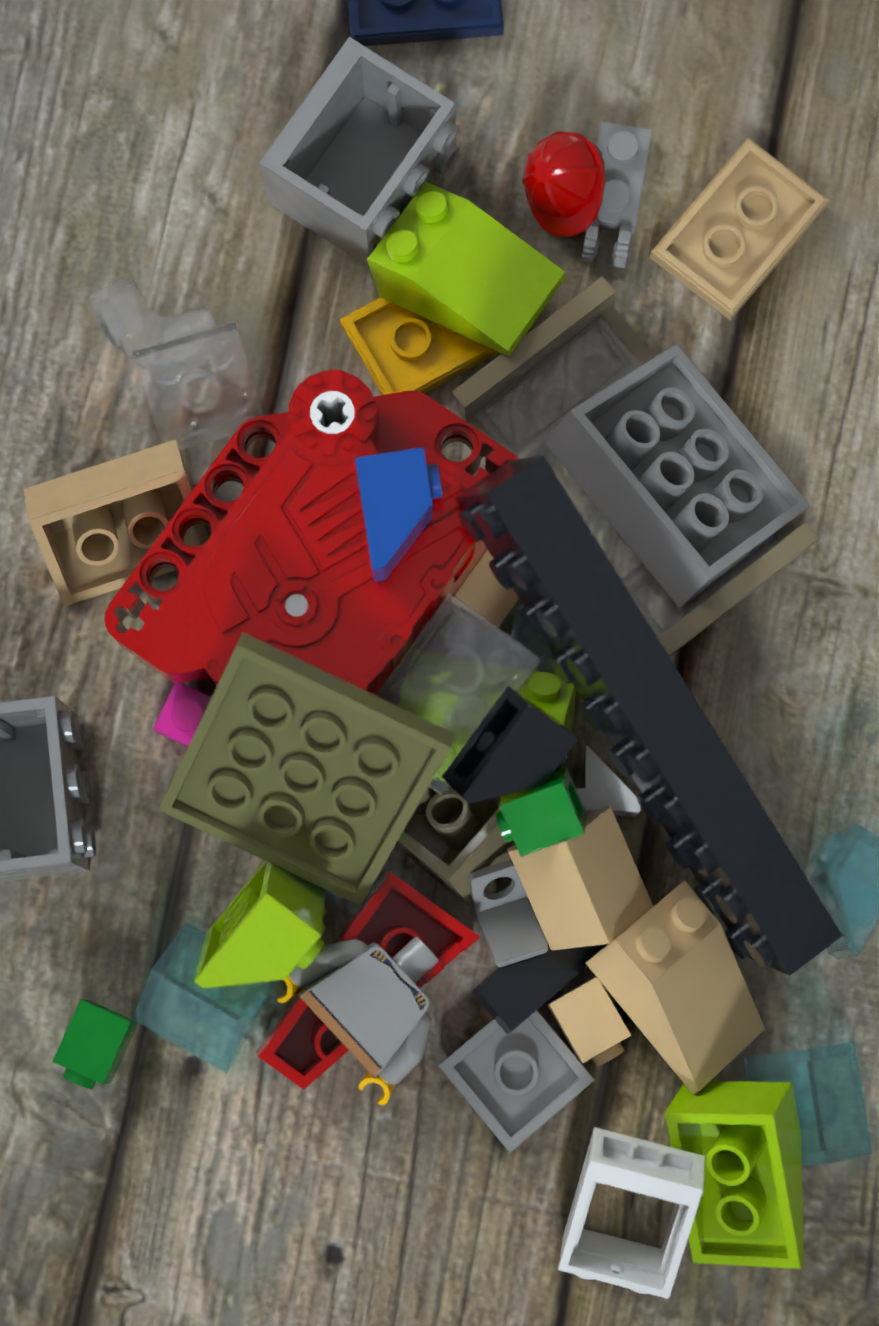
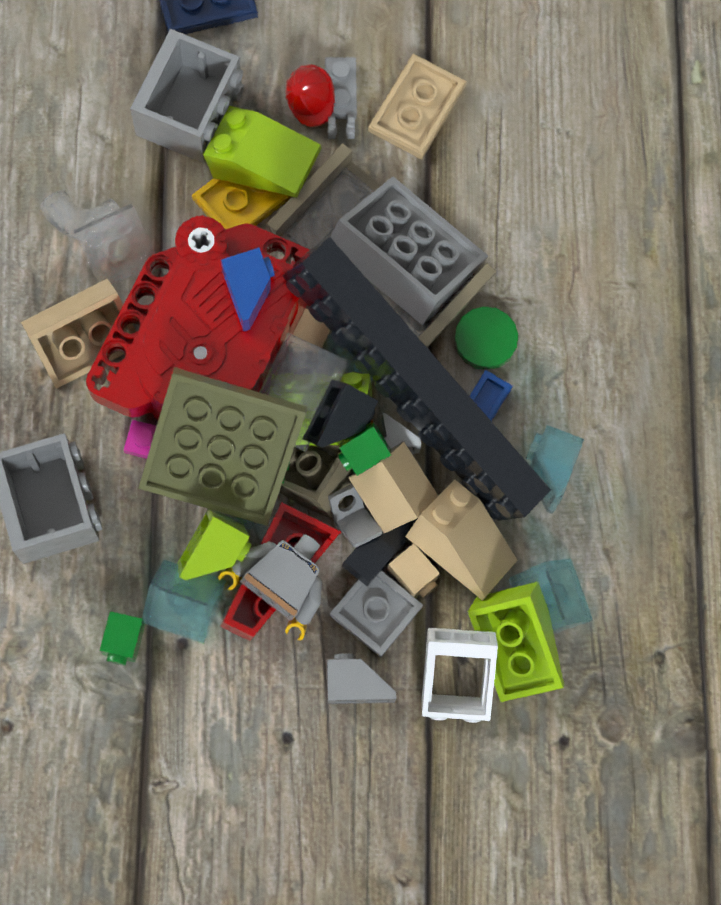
camera: 20 degrees left, 5 degrees down
(458, 1188) = (355, 682): none -> light grey slope
(766, 744) = (490, 393): none -> blue tile
(782, 644) = (486, 338): none -> green tile

